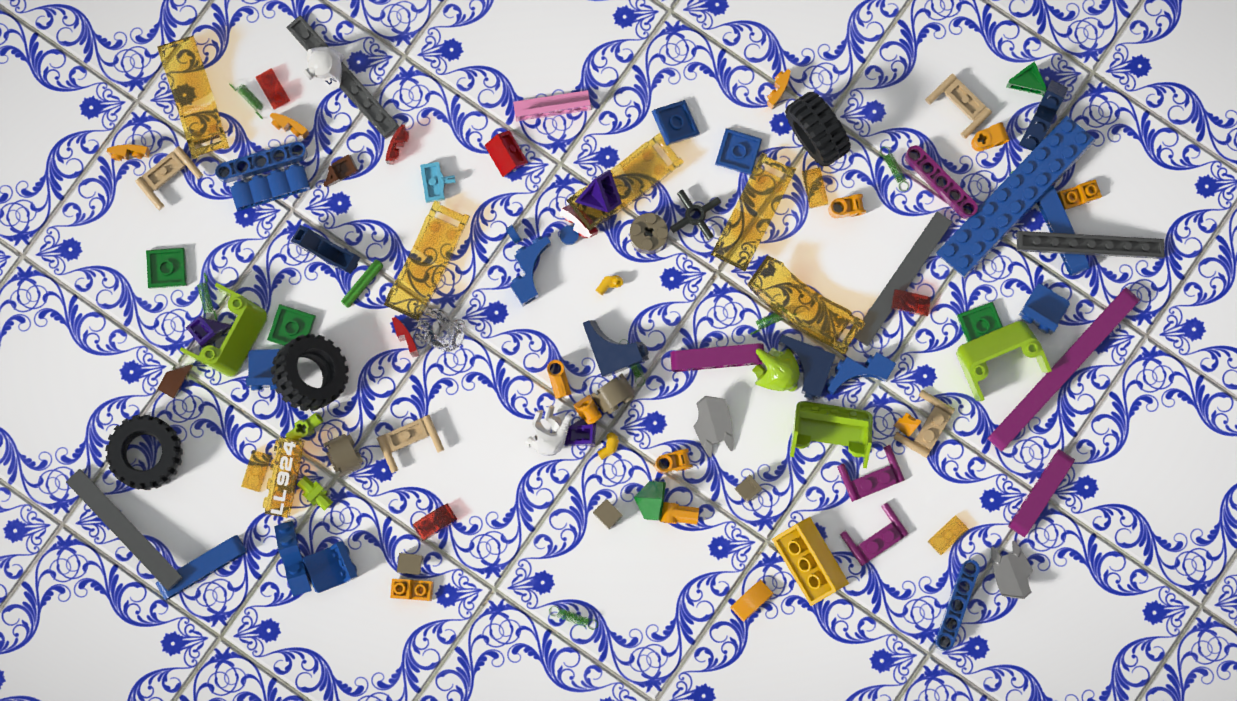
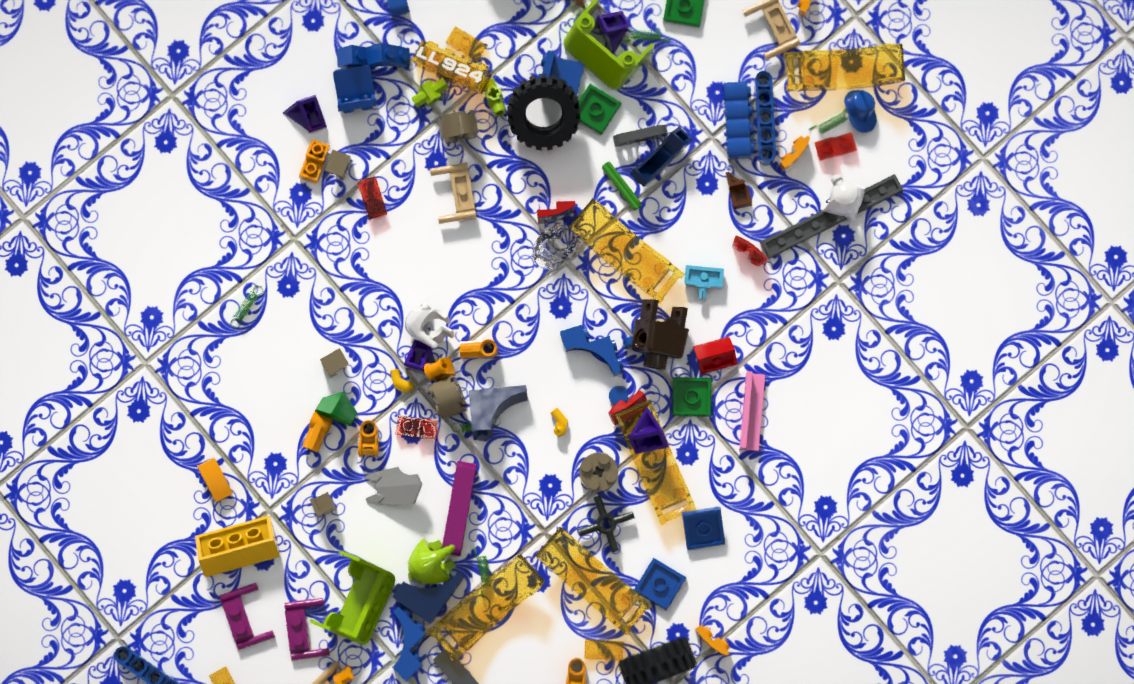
camera: 105 degrees right, 0 degrees up
(230, 73) = (861, 110): none -> blue piece
(307, 277) = (640, 135): none -> dark grey beam
(366, 608) = (307, 114): none -> dark purple slope
(506, 204) = (659, 339): none -> dark brown piece
(551, 165) = (691, 397): none -> green tile
(649, 419) = (416, 427): none -> clear red slope

